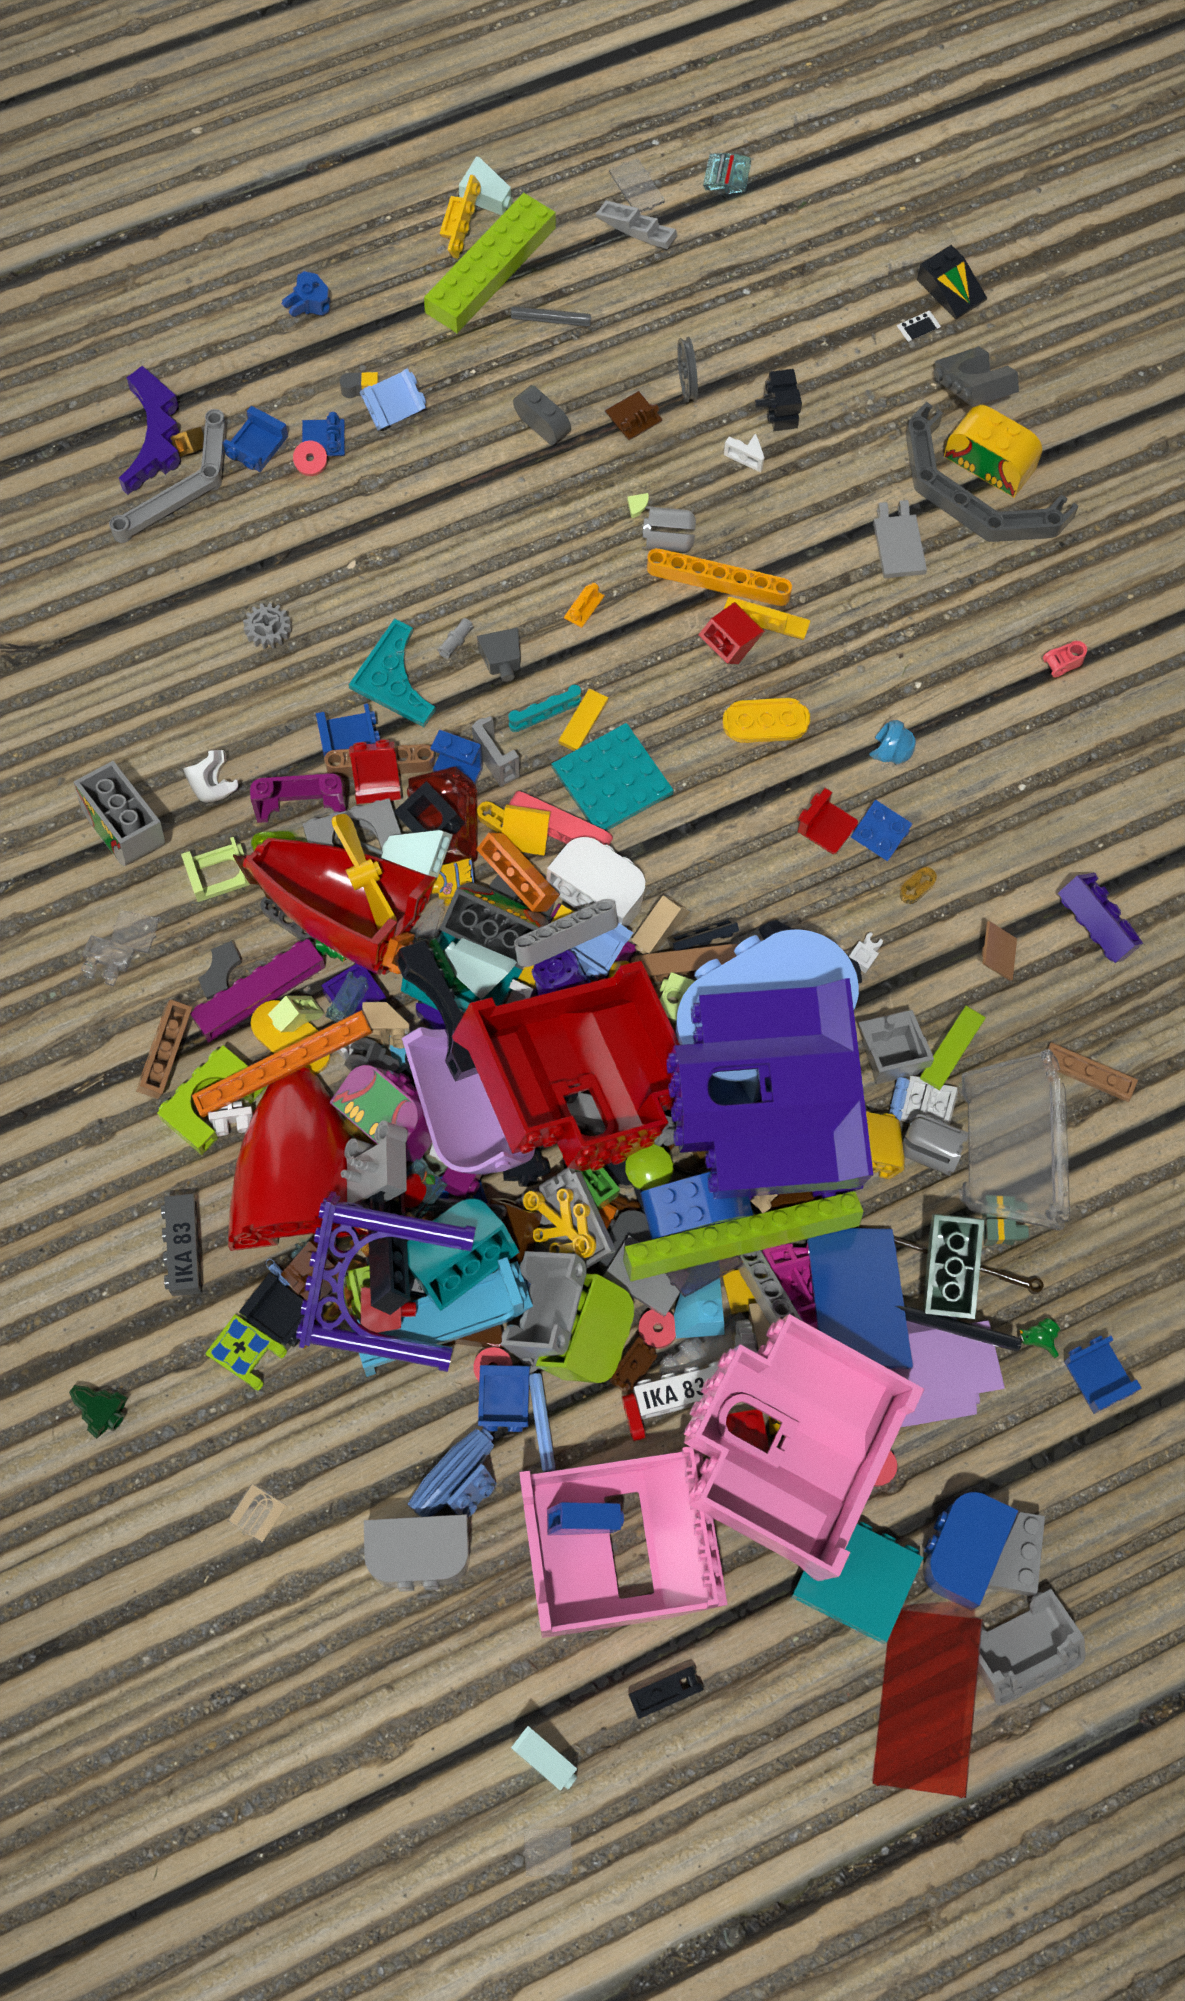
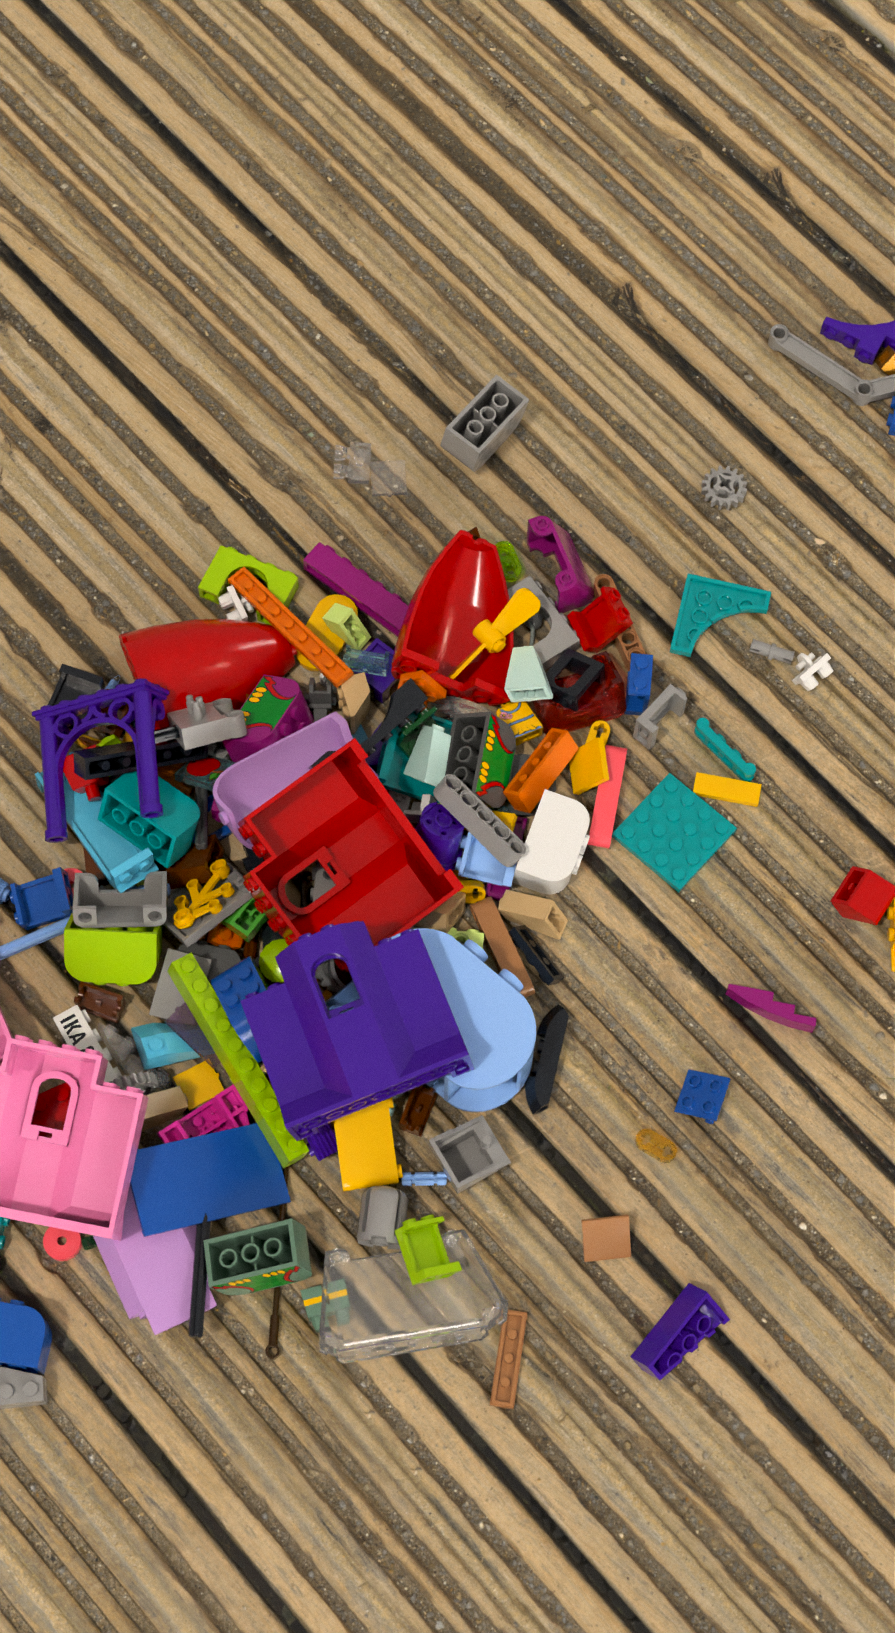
camera: 75 degrees right, 0 degrees up
(163, 1049) = (281, 532): medium nougat brick -> none
(182, 1245) = (112, 604): dark grey brick -> none
(204, 778) = (549, 485): white piece -> none
(210, 858) = (464, 501): yellowish green panel -> none
(223, 962) = (379, 556): dark grey tile -> none
(241, 1349) = (34, 679): lime flag -> none
(347, 730) = (638, 587): blue panel -> none
(484, 609) = (819, 665): none -> white hips
(500, 652) = (770, 695): dark grey torso -> none
(584, 605) = (850, 756): light orange hinge -> none
(633, 1417) = (45, 1018): red beam -> none
(657, 1339) = (134, 1008): coral piece -> none
(766, 720) = (788, 958): yellow tile -> none
(766, 1287) = (180, 1107): light grey beam -> none
(809, 751) = (762, 1003): none -> magenta slope
(826, 823) = (692, 1040): red bracket -> none
(866, 953) = (563, 1110): white plate -> none
(896, 743) = (799, 1085): dark azure helmet -> none
(927, 1100) = (429, 1200): white slope -> none
(953, 1047) = (490, 1216): lime slope -> none
(981, 1112) = (425, 1250): none -> lime panel
(1042, 1336) = (222, 1365): green animal -> none
(1100, 1374) = (200, 1432): blue panel -> none

